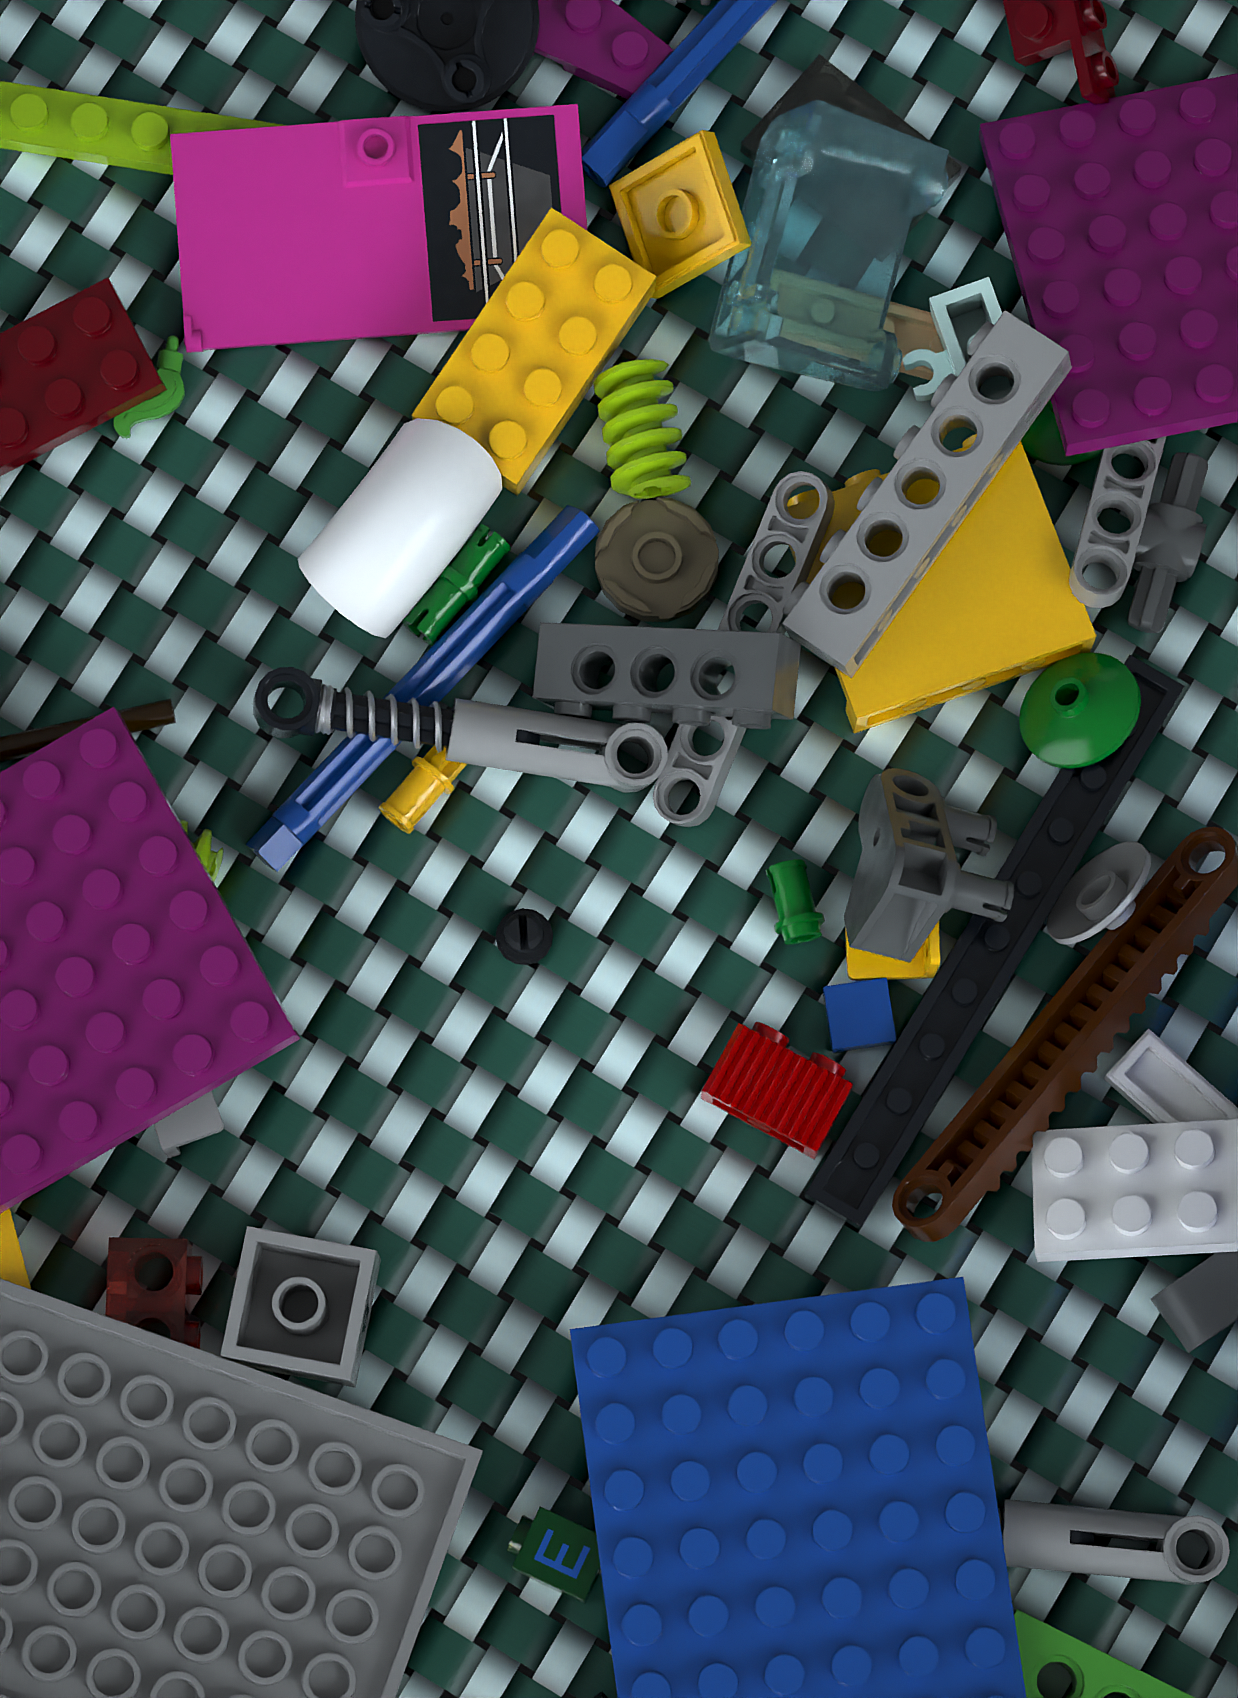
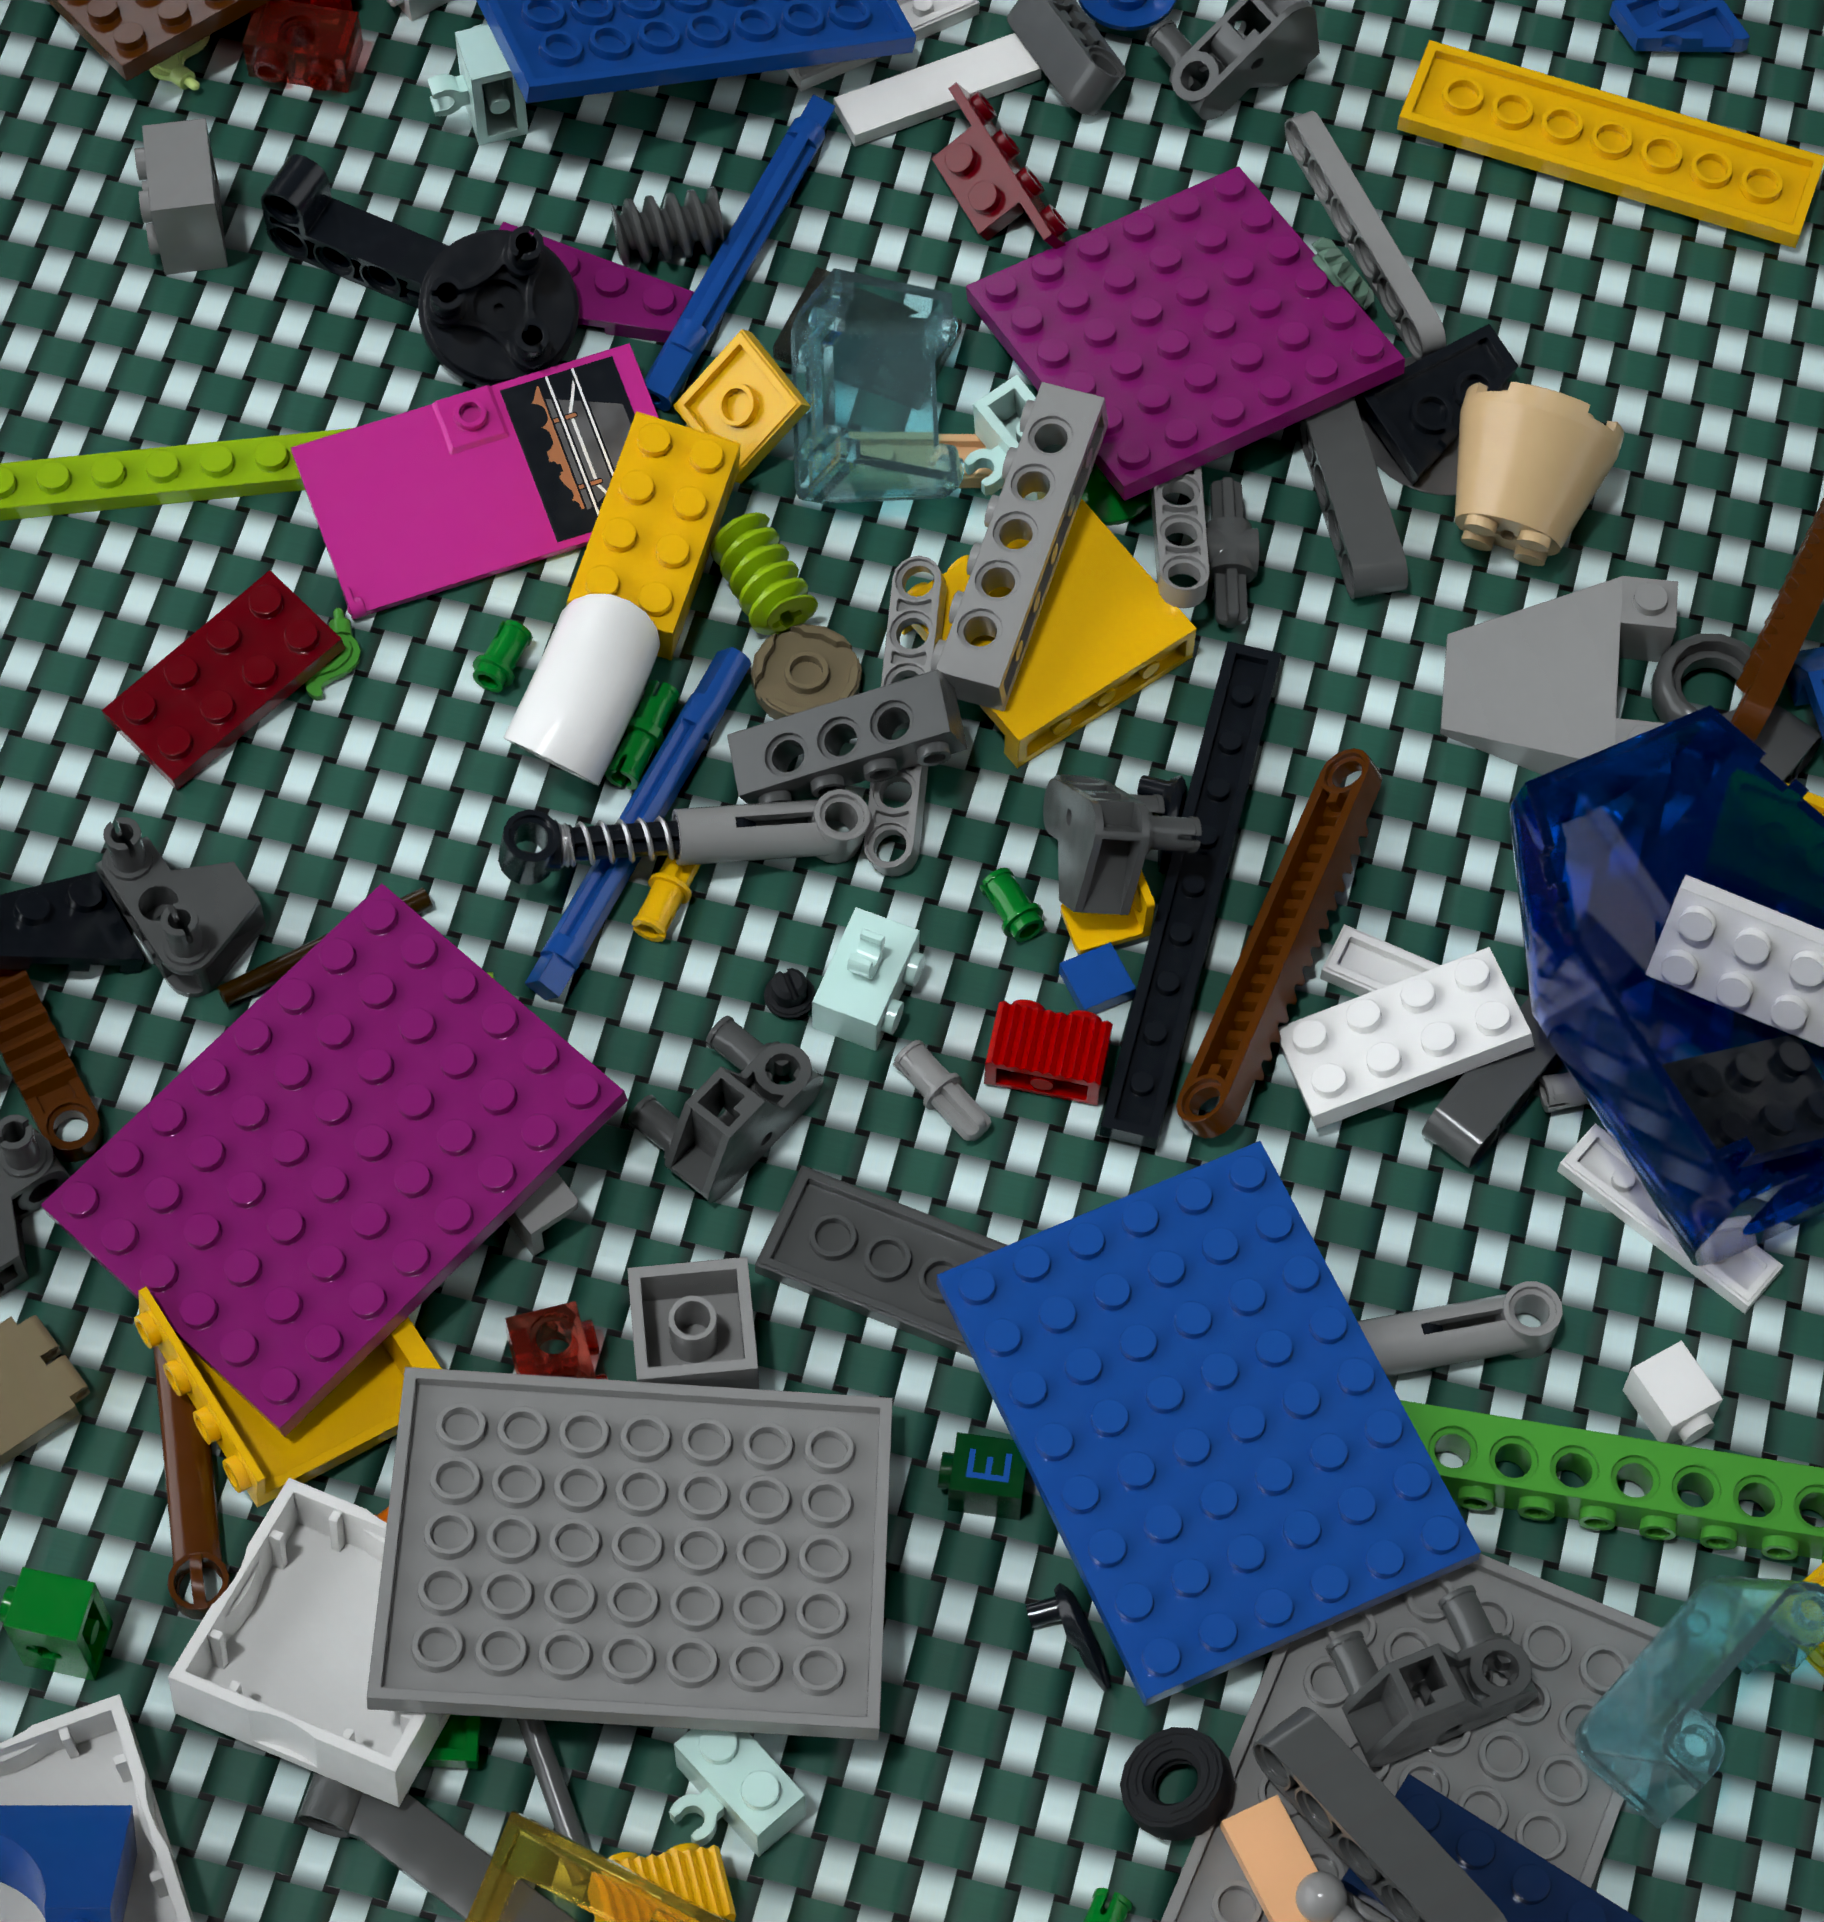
camera: 20 degrees left, 15 degrees down
(332, 446) = (501, 656): none -> green pin
(437, 1057) = (719, 1151): none -> dark grey piece
(523, 1262) = (869, 1255): none -> dark grey tile
(610, 948) = (867, 979): none -> light aqua brick
(651, 1099) = (942, 1091): none -> light grey axle
(1010, 819) = (1174, 800): none -> black bar
(1091, 725) = (1201, 694): green dish -> none
(1100, 893) = (1269, 824): light grey dish -> none

